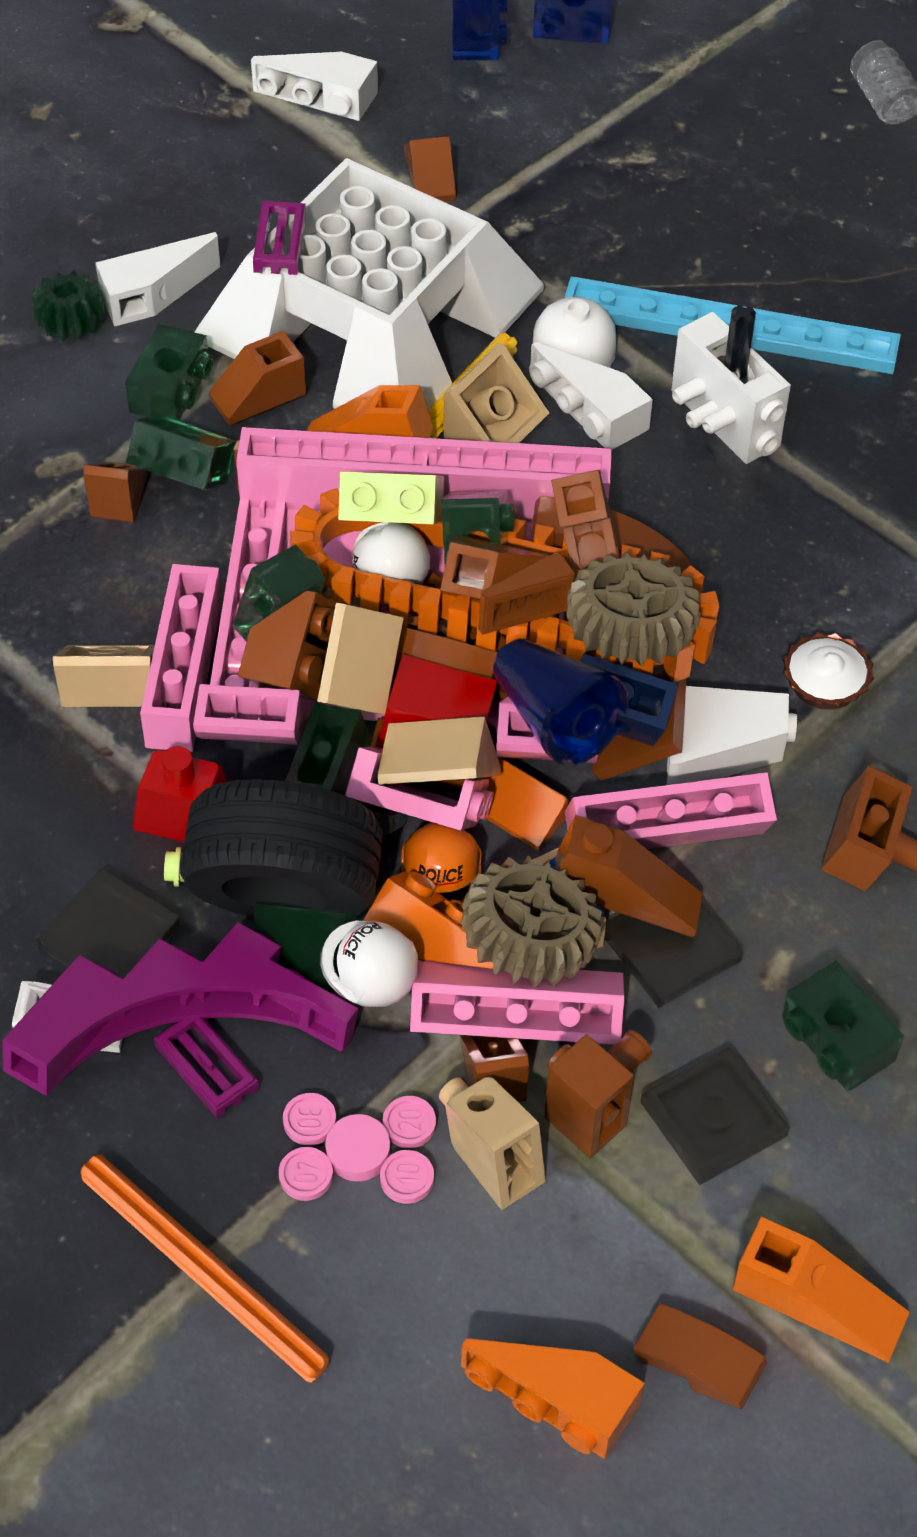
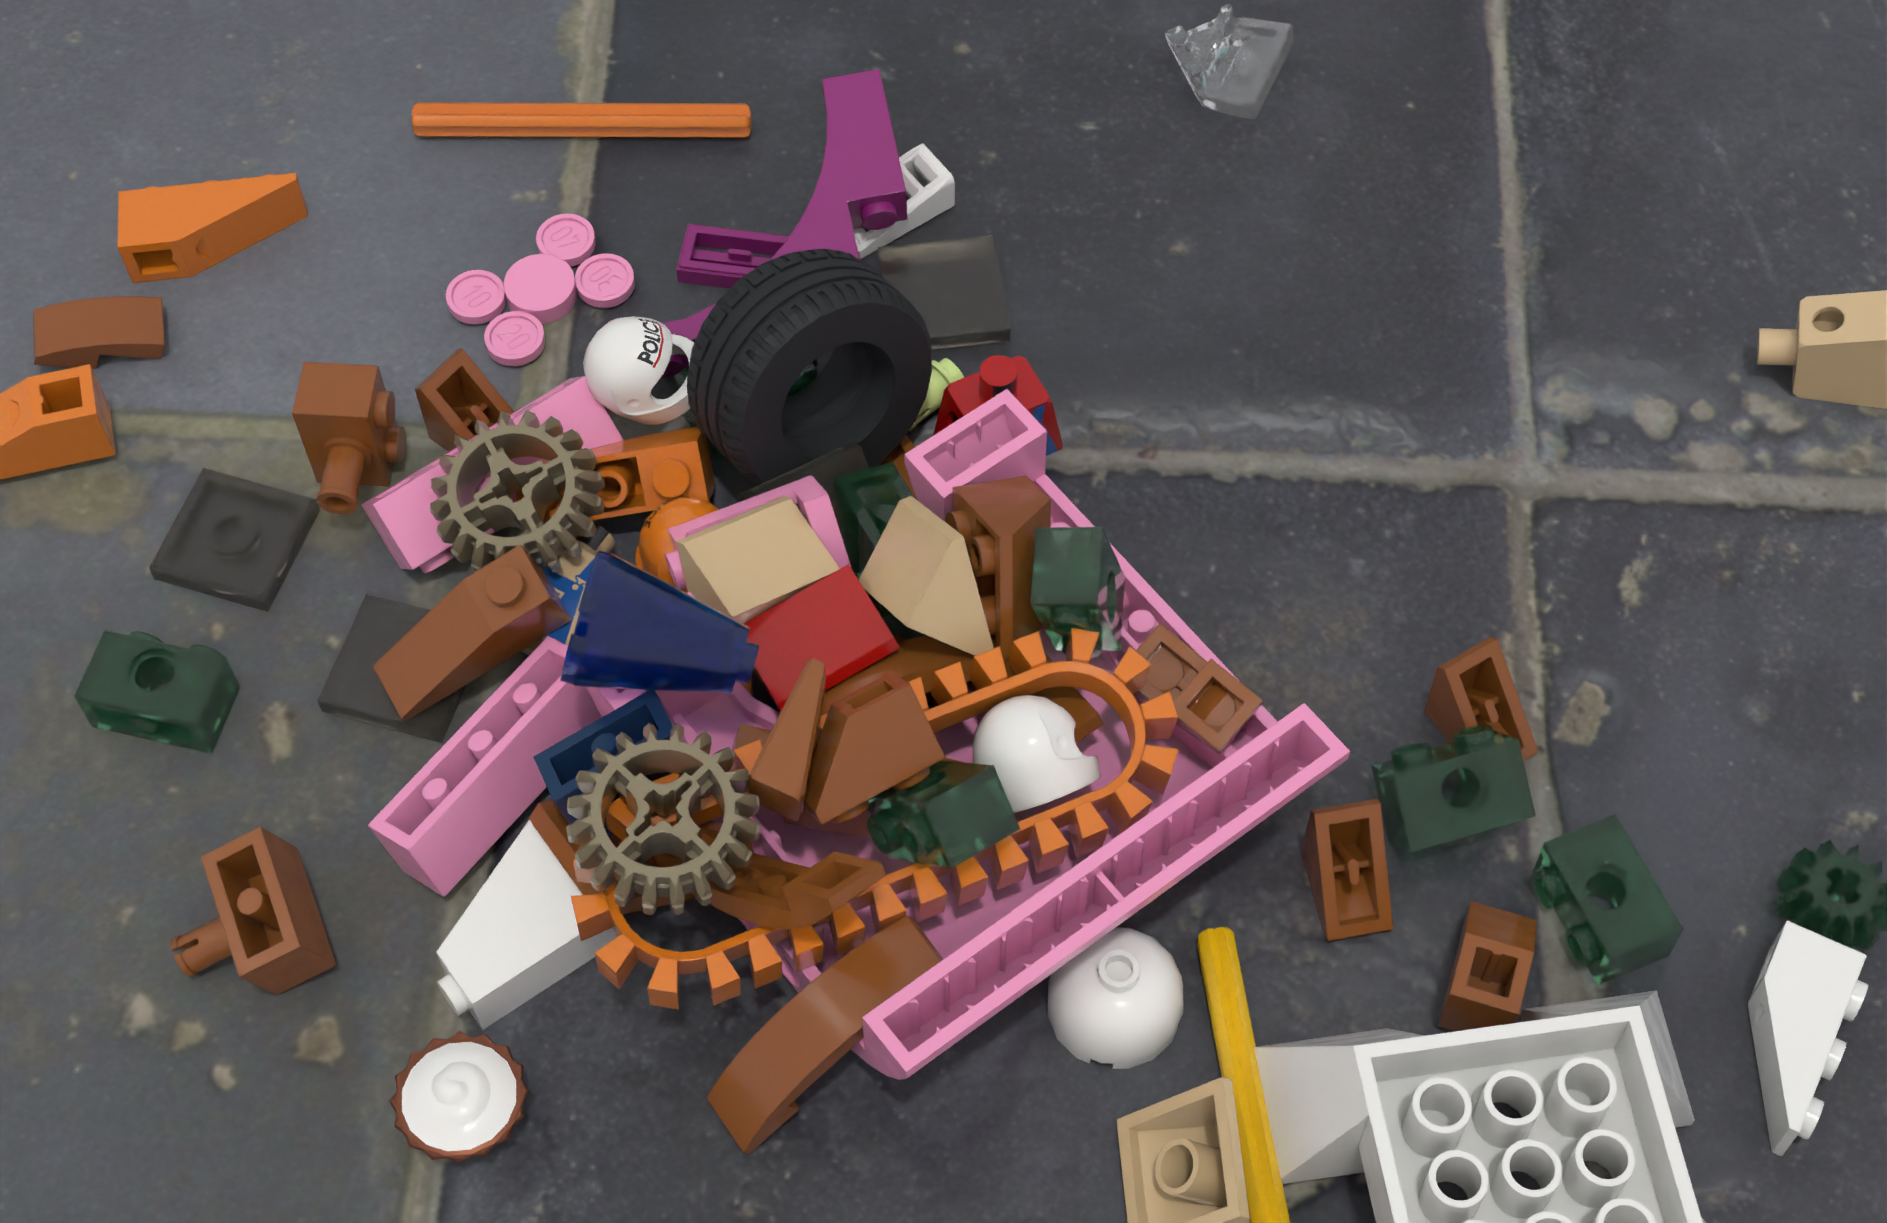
camera: 140 degrees right, 5 degrees up
(102, 675) = (1230, 505): tan slope -> none
(181, 656) = (1167, 549): bright pink brick -> none
(266, 529) = (1205, 695): none -> dark orange slope
(277, 259) = (1609, 1073): magenta tile -> none
(380, 411) = (1279, 984): orange slope -> none
(390, 497) = (1104, 757): yellowish green brick -> none
(494, 1138) = (408, 335): tan torso -> none

